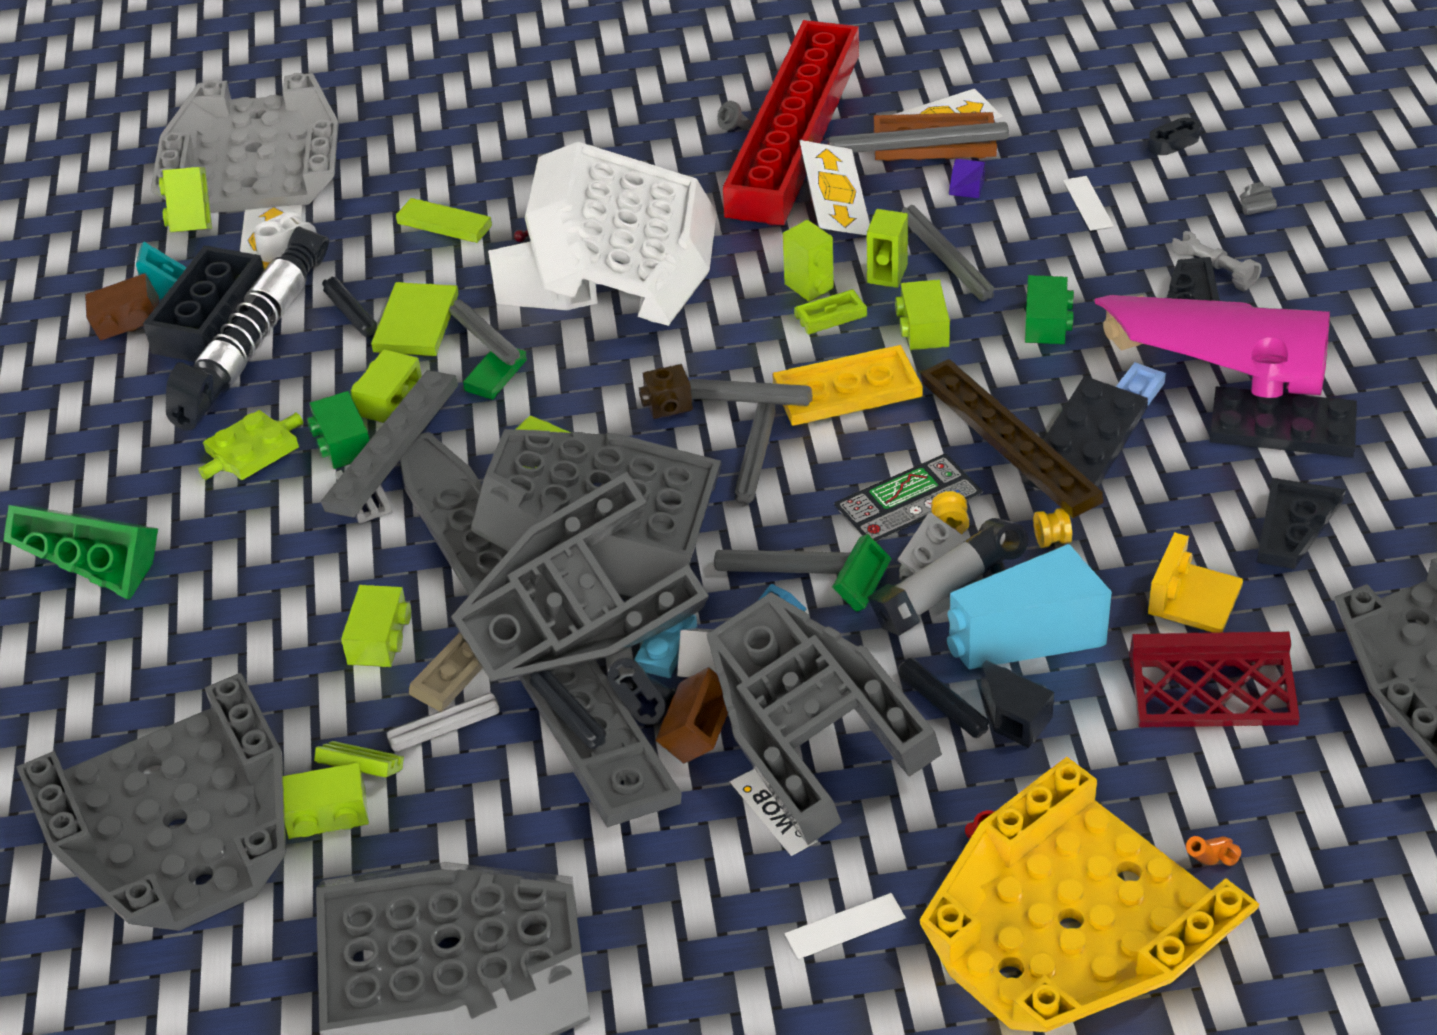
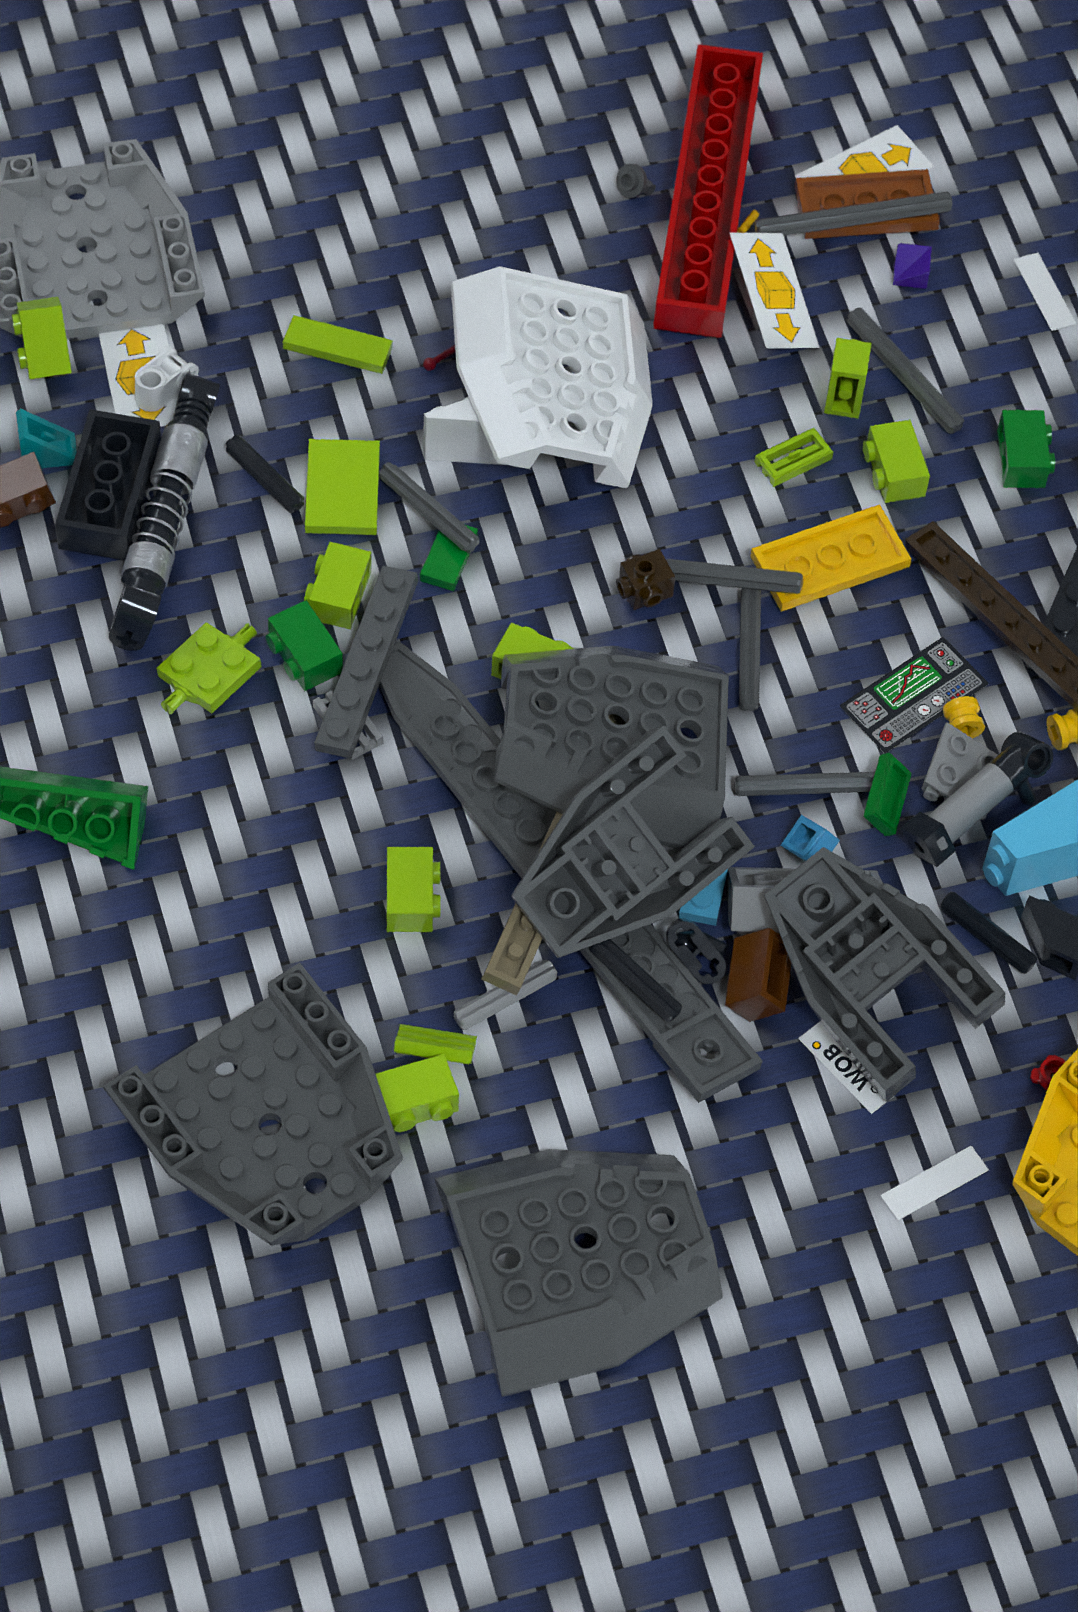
camera: 15 degrees left, 15 degrees up
(808, 260) = (766, 399): lime brick -> none

